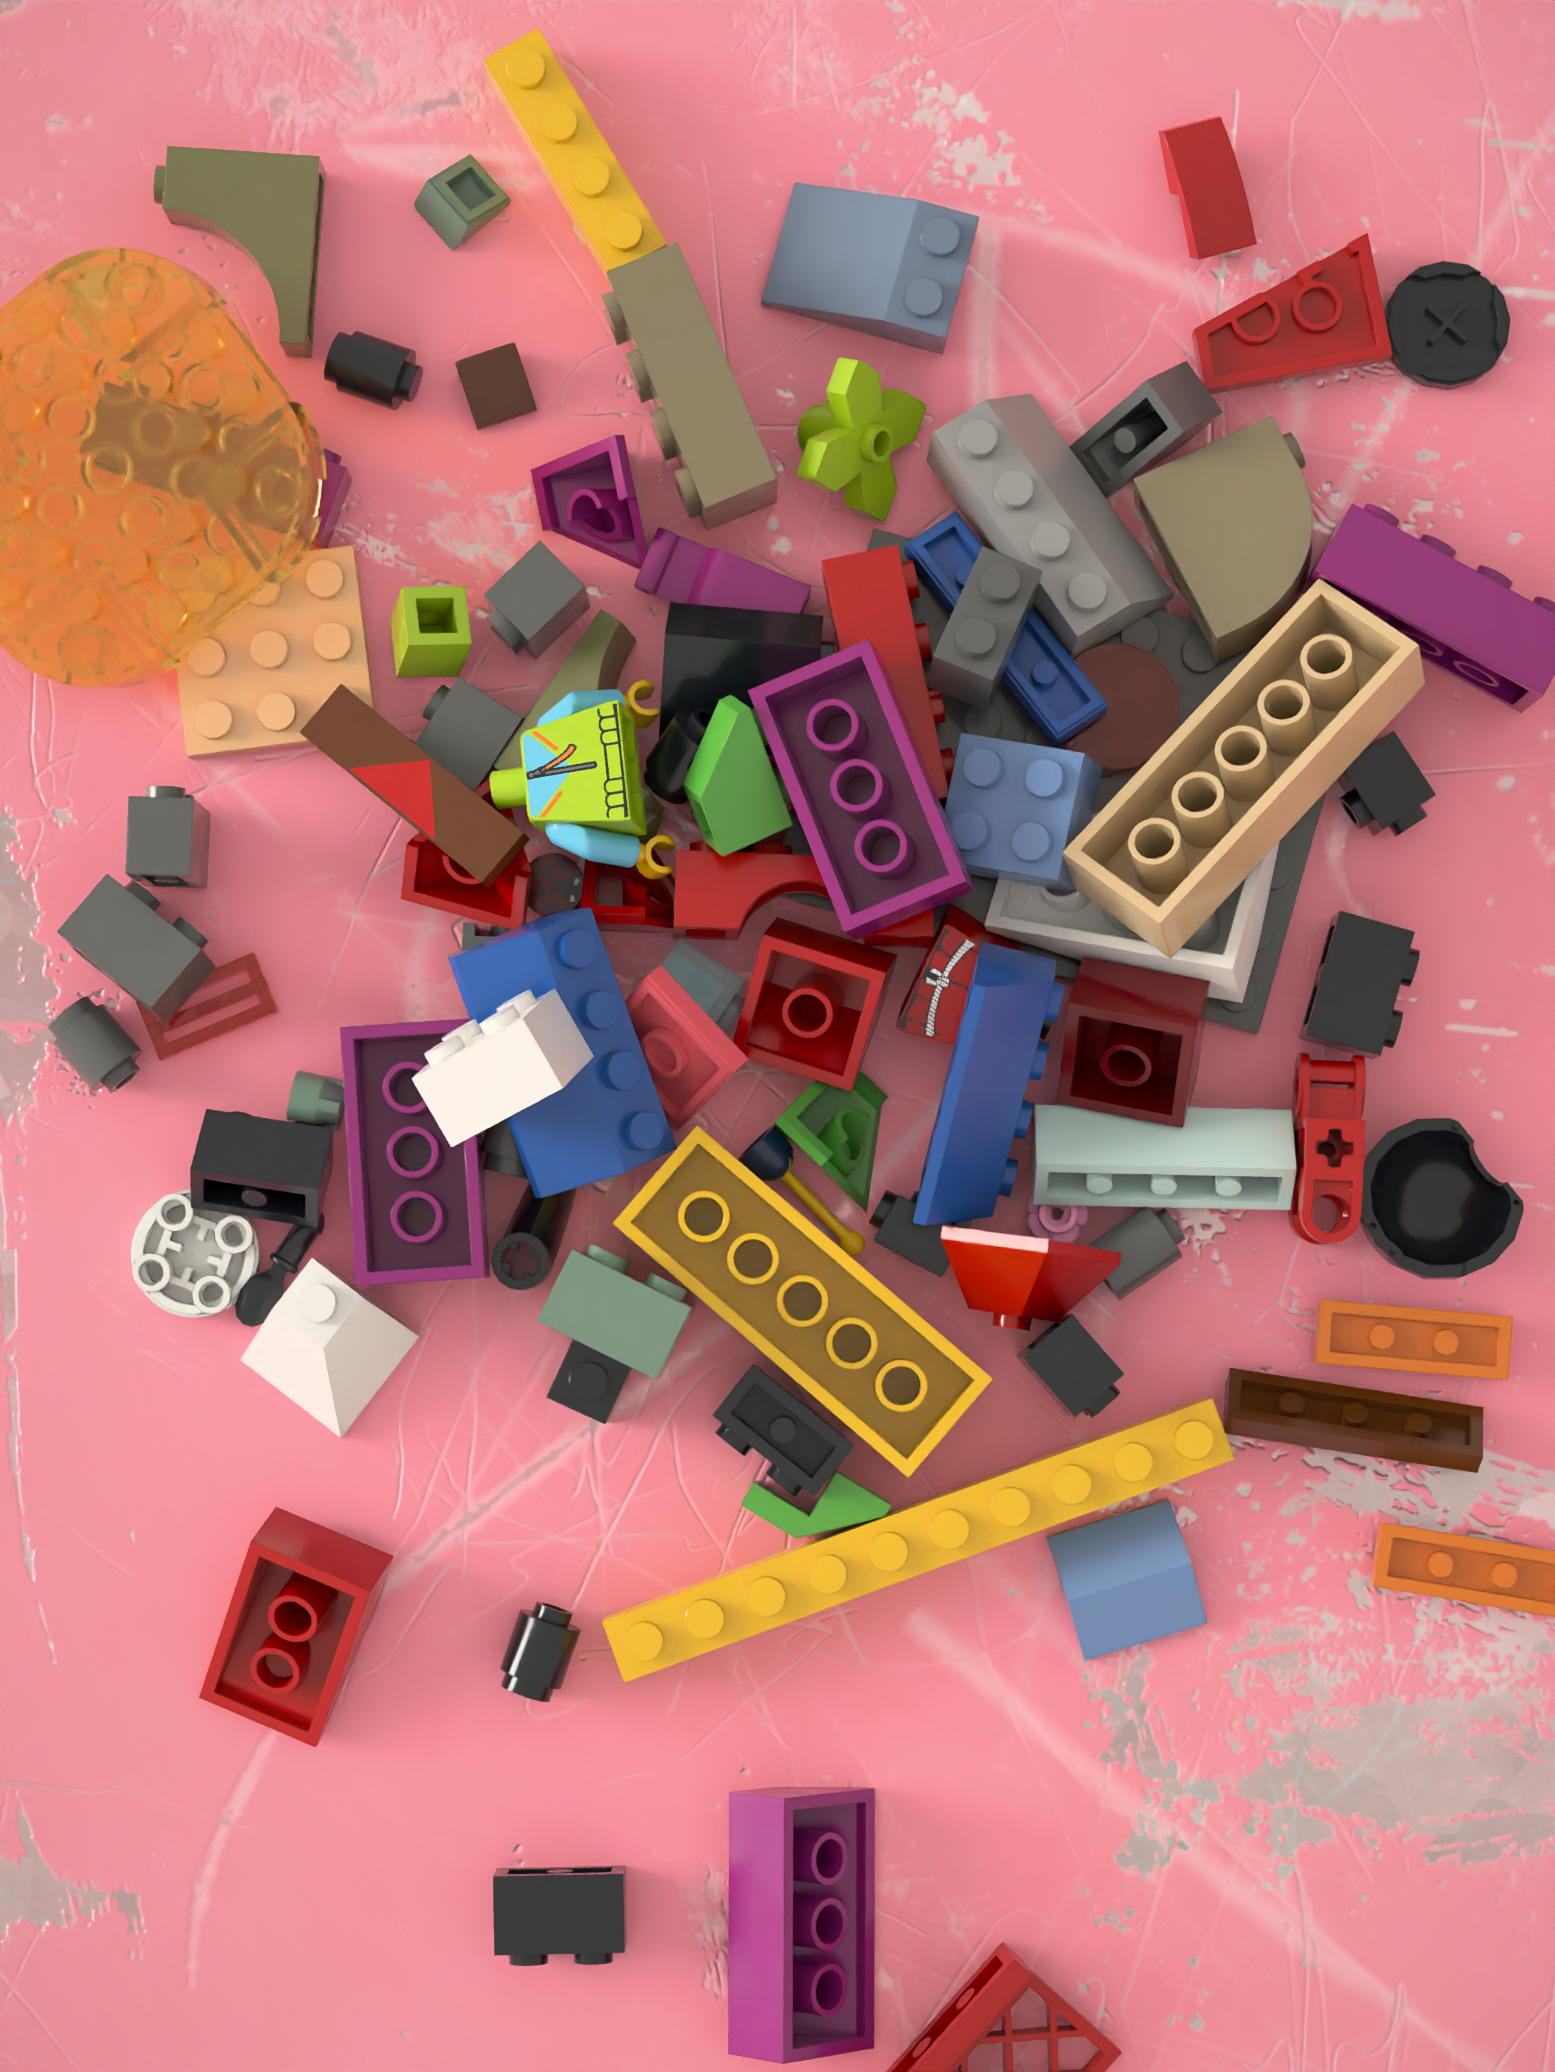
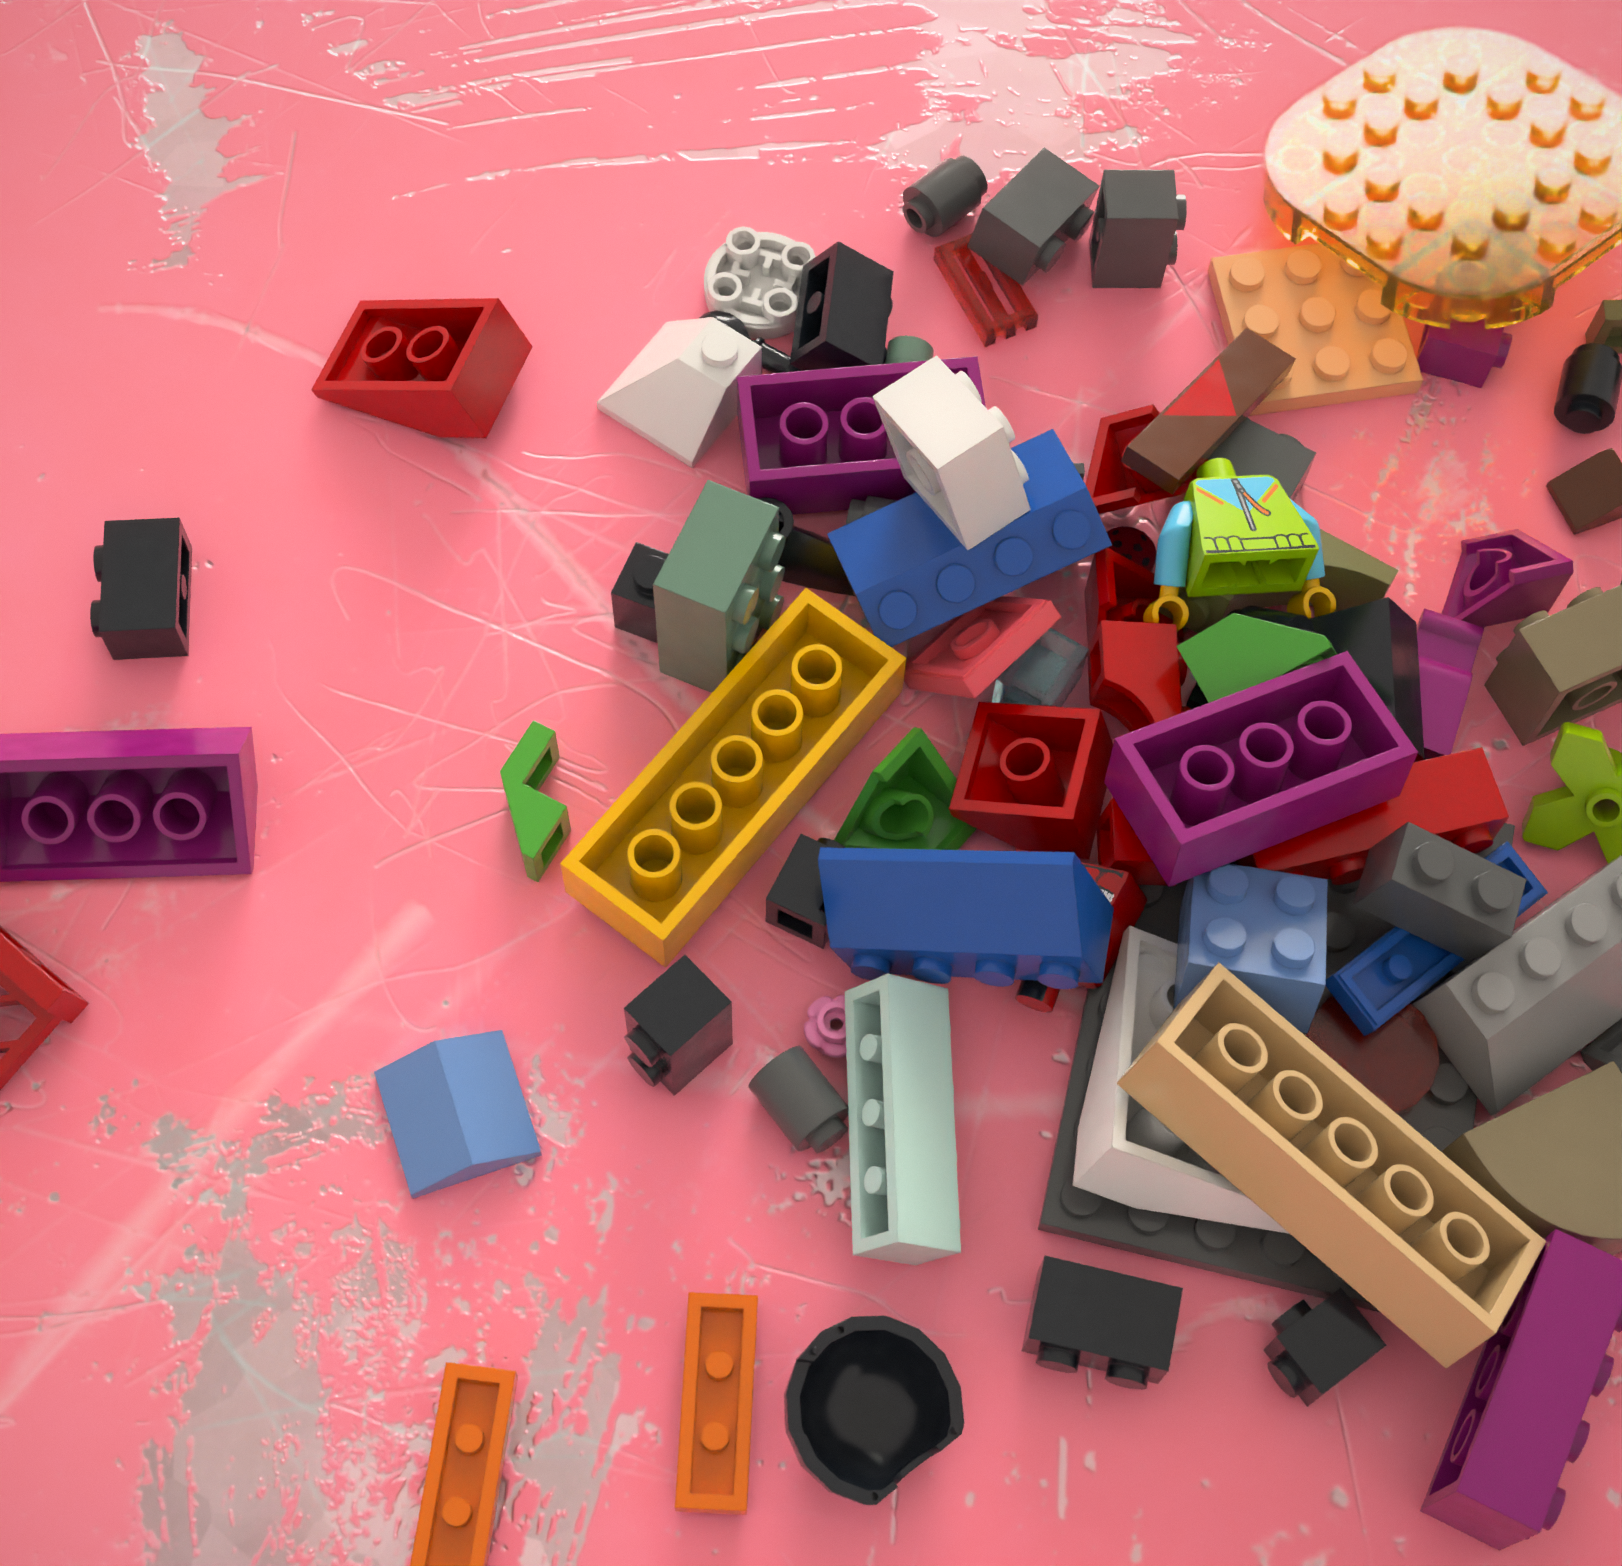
camera: 85 degrees right, 20 degrees down
(430, 631) = (1354, 432): lime brick -> none
(535, 602) = (1398, 509): dark grey brick -> none
(539, 1651) = (393, 563): black brick -> none
(771, 1159) = (870, 749): hinge -> none
(782, 1430) = (606, 754): black brick -> none
(917, 1538) = (506, 908): yellow brick -> none
(1023, 1274) = (771, 974): red slope -> none
(1132, 1042) = (1022, 1073): dark red brick -> none
(1332, 1118) = (951, 1277): red piece -> none
(1353, 1420) = (626, 1340): reddish brown plate -> none

